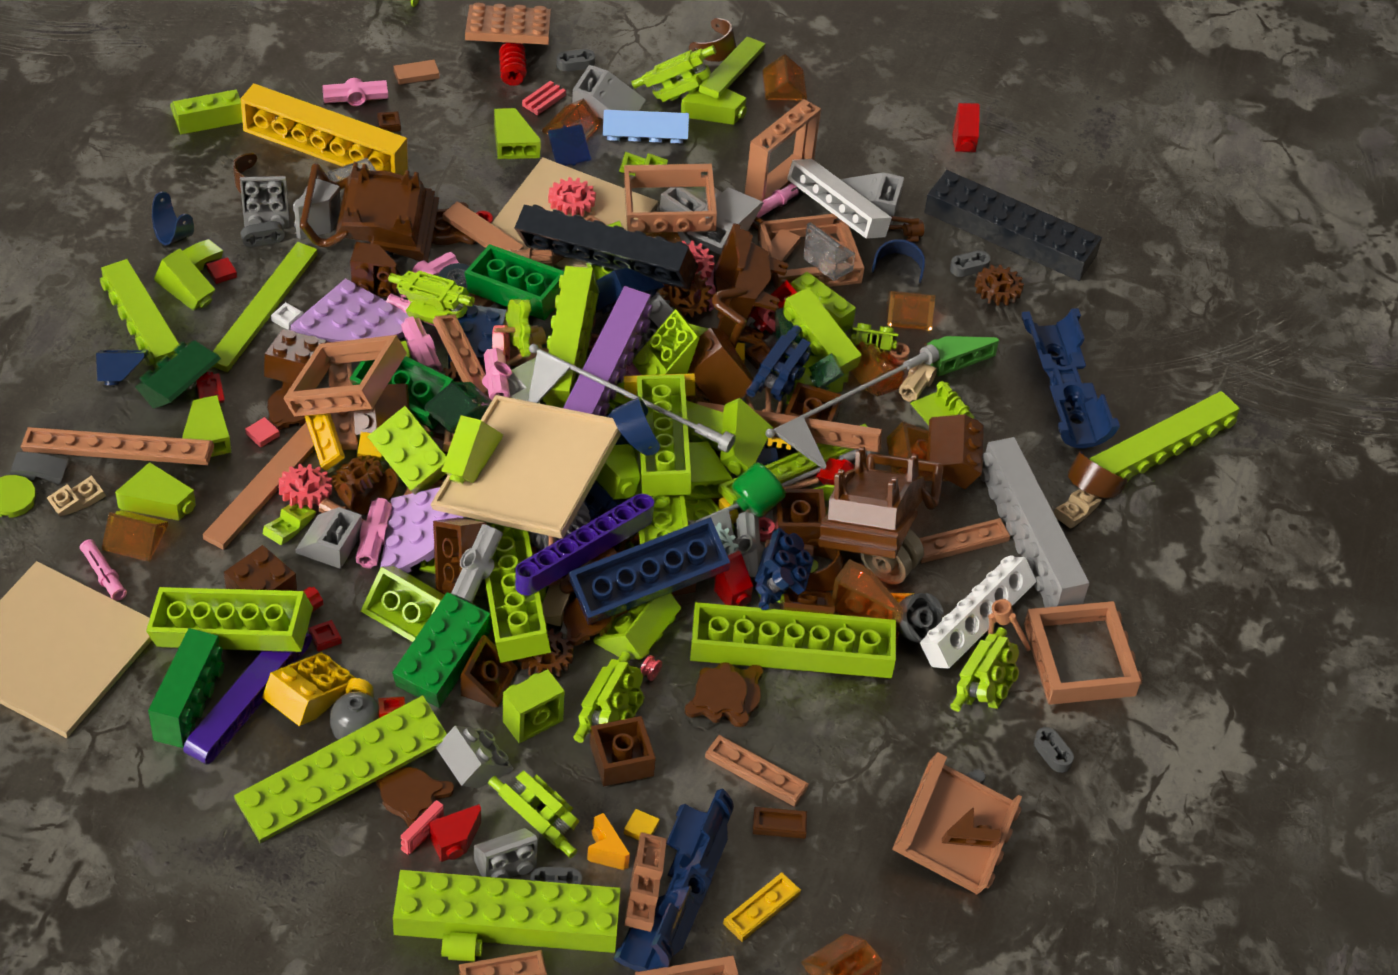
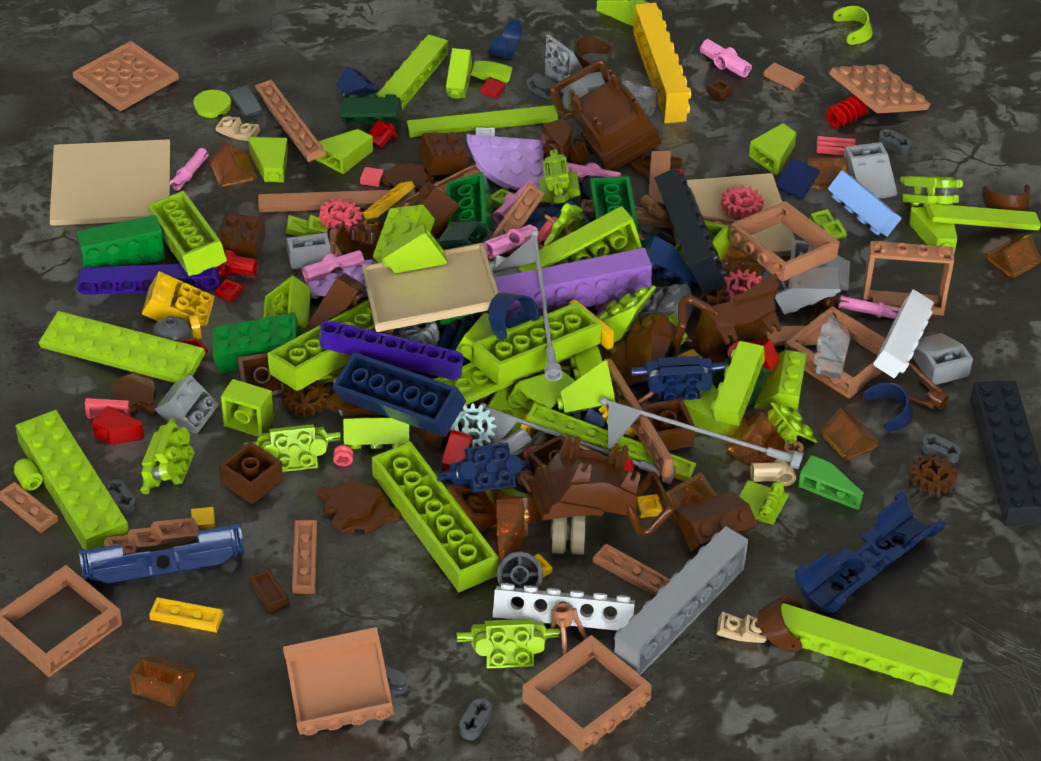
camera: 60 degrees right, 5 degrees down
(307, 400) = (432, 171): nougat window -> none
(477, 563) = (325, 309): light grey piece -> none
(507, 855) = (114, 458): light grey slope -> none
(608, 847) = (169, 507): light orange slope -> none
(758, 490) = (541, 419): green head -> none
(825, 372) = (701, 405): clear green bracket -> none
(965, 834) = (333, 686): reddish brown slope -> none

